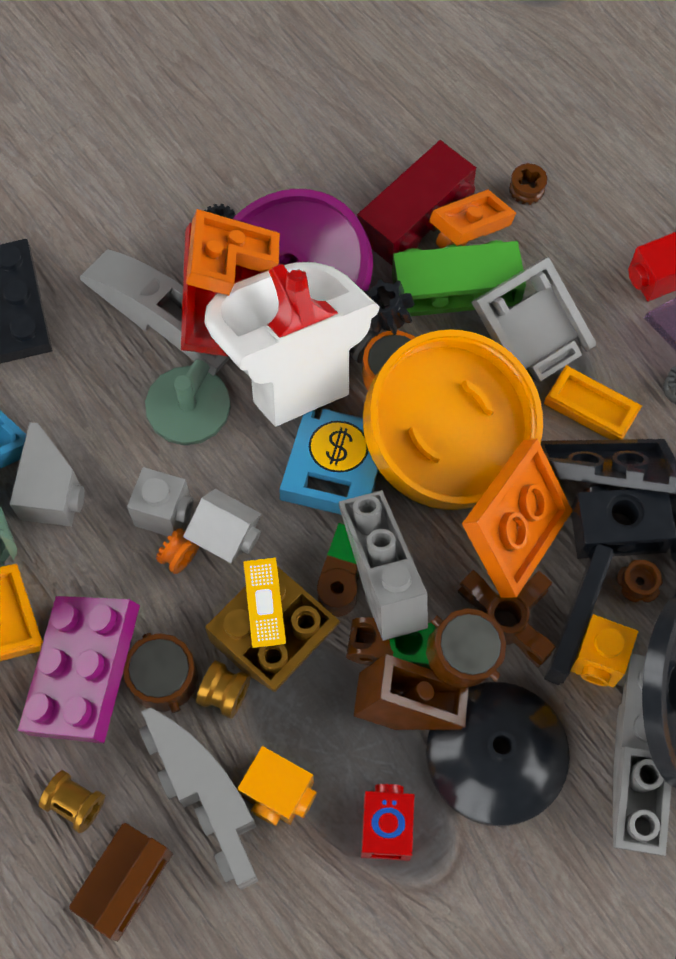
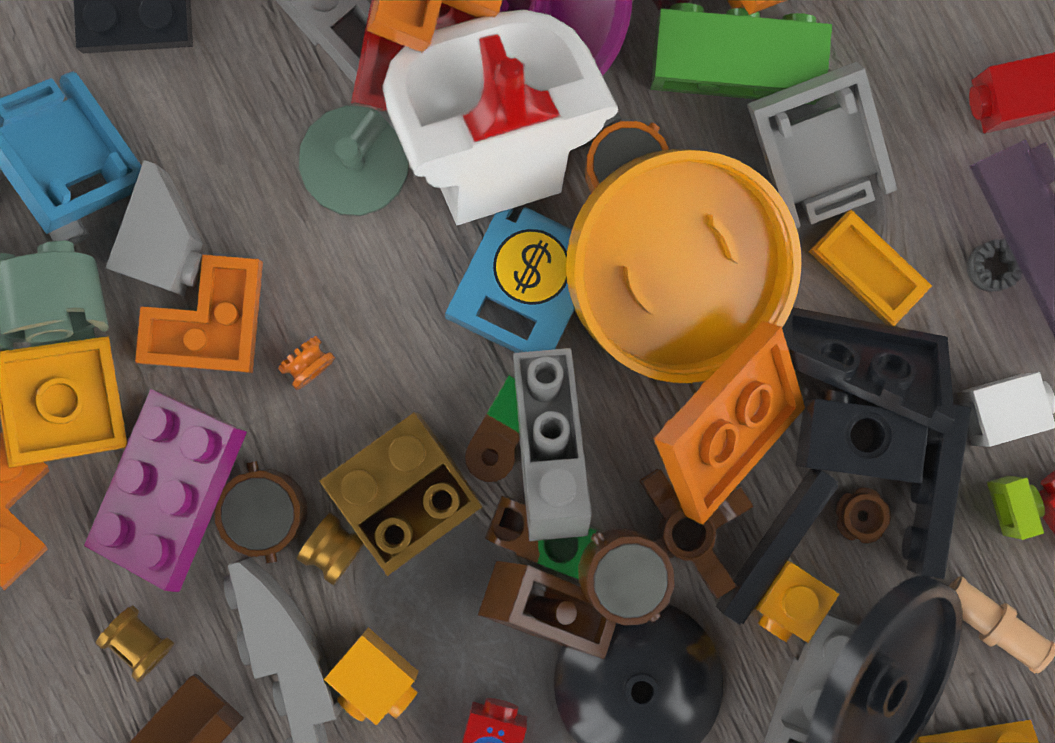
camera: 10 degrees right, 20 degrees up
(101, 545) = (219, 332): none -> orange plate
(160, 502) = (294, 298): light grey brick -> none
(223, 526) = (367, 347): light grey brick -> none
(264, 602) = (394, 469): yellow sticker -> none
(395, 315) = (647, 100): black gear -> none

